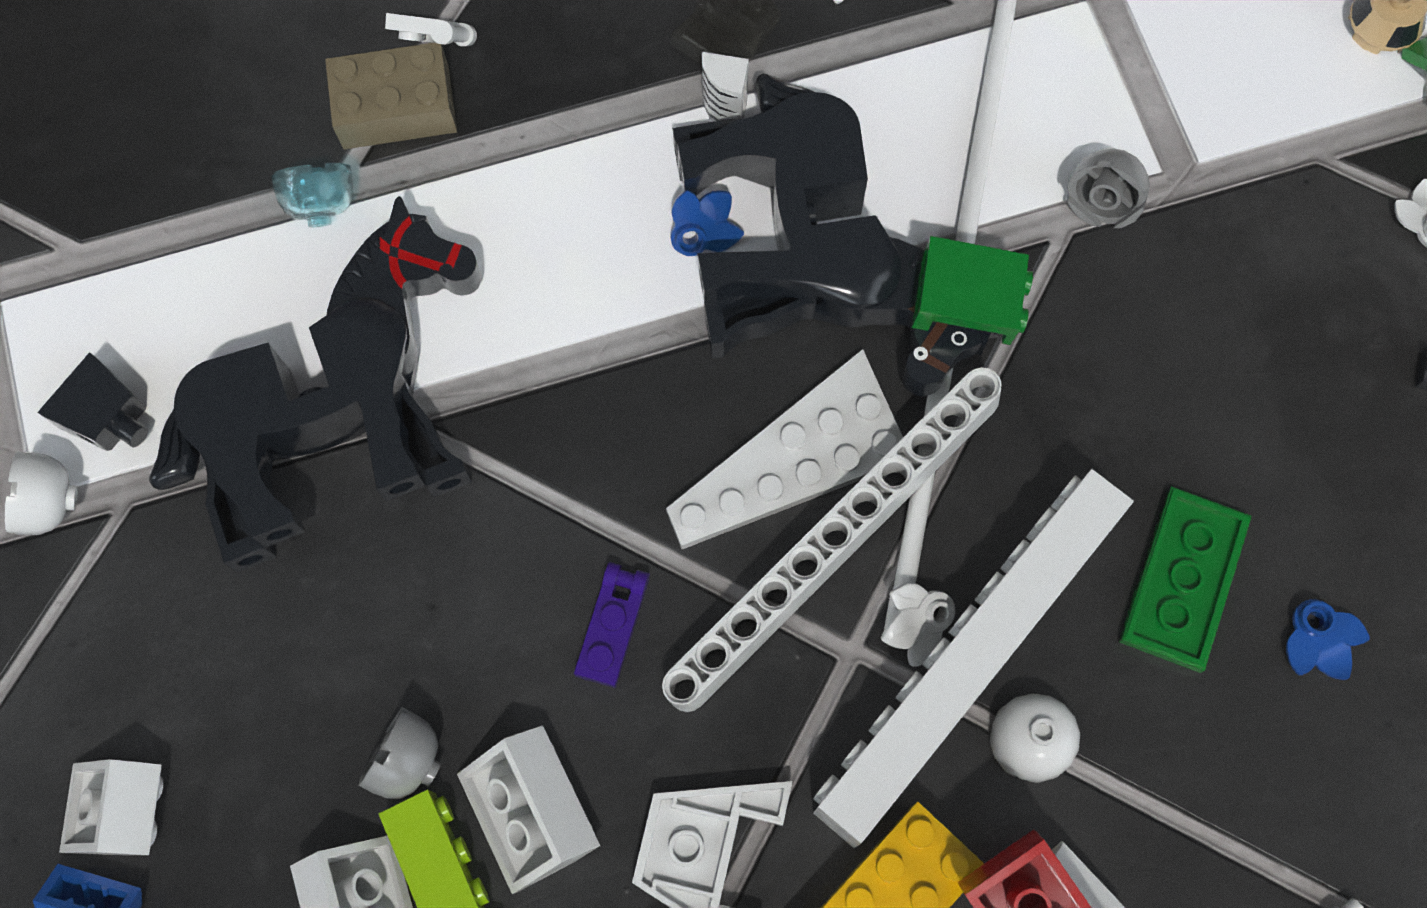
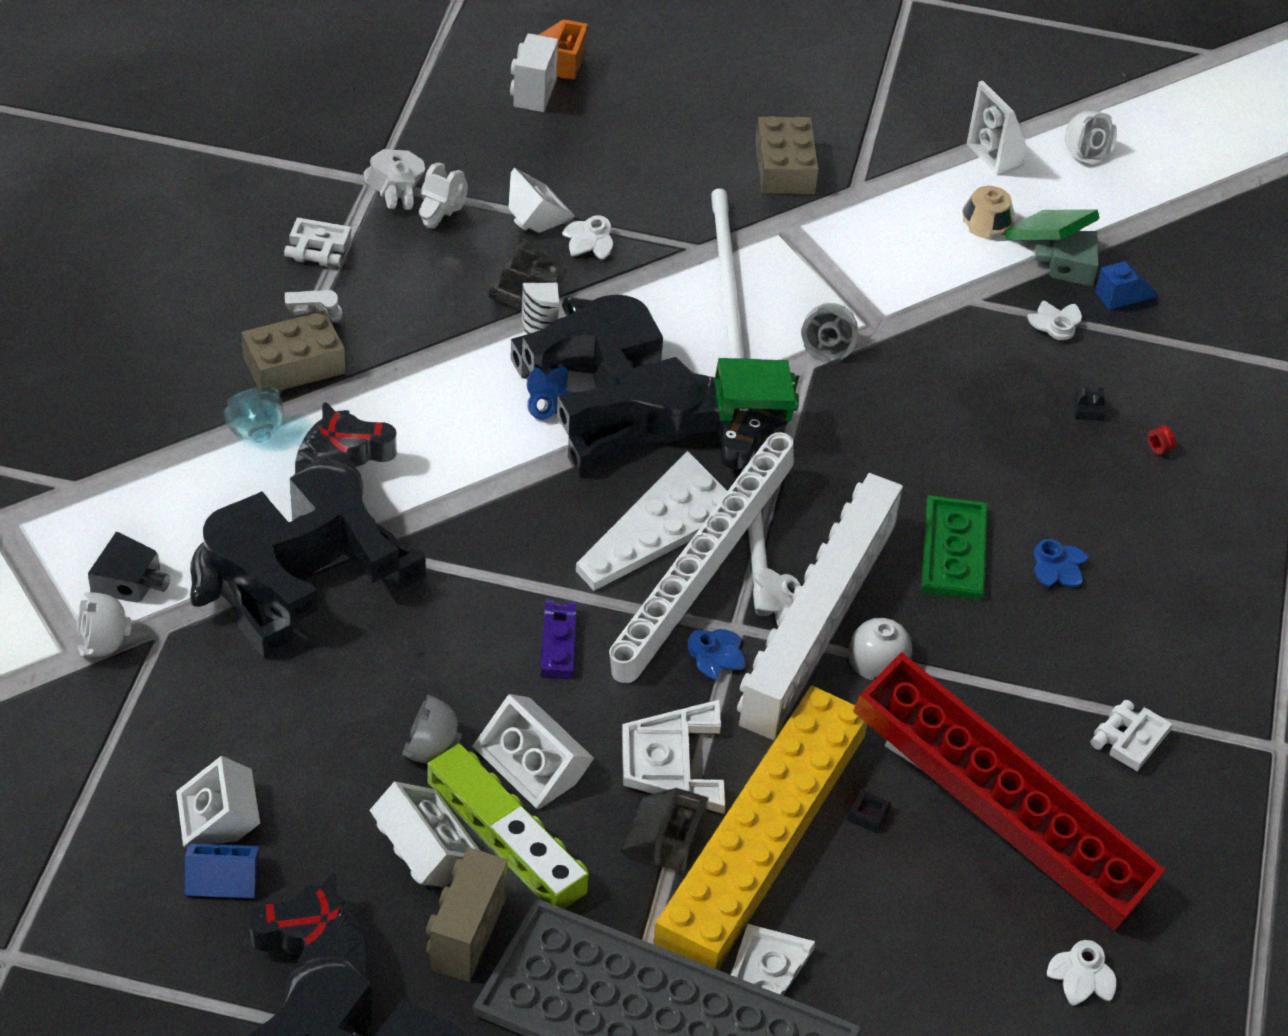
camera: 20 degrees left, 25 degrees down
(818, 696) = (717, 652): none -> blue plate

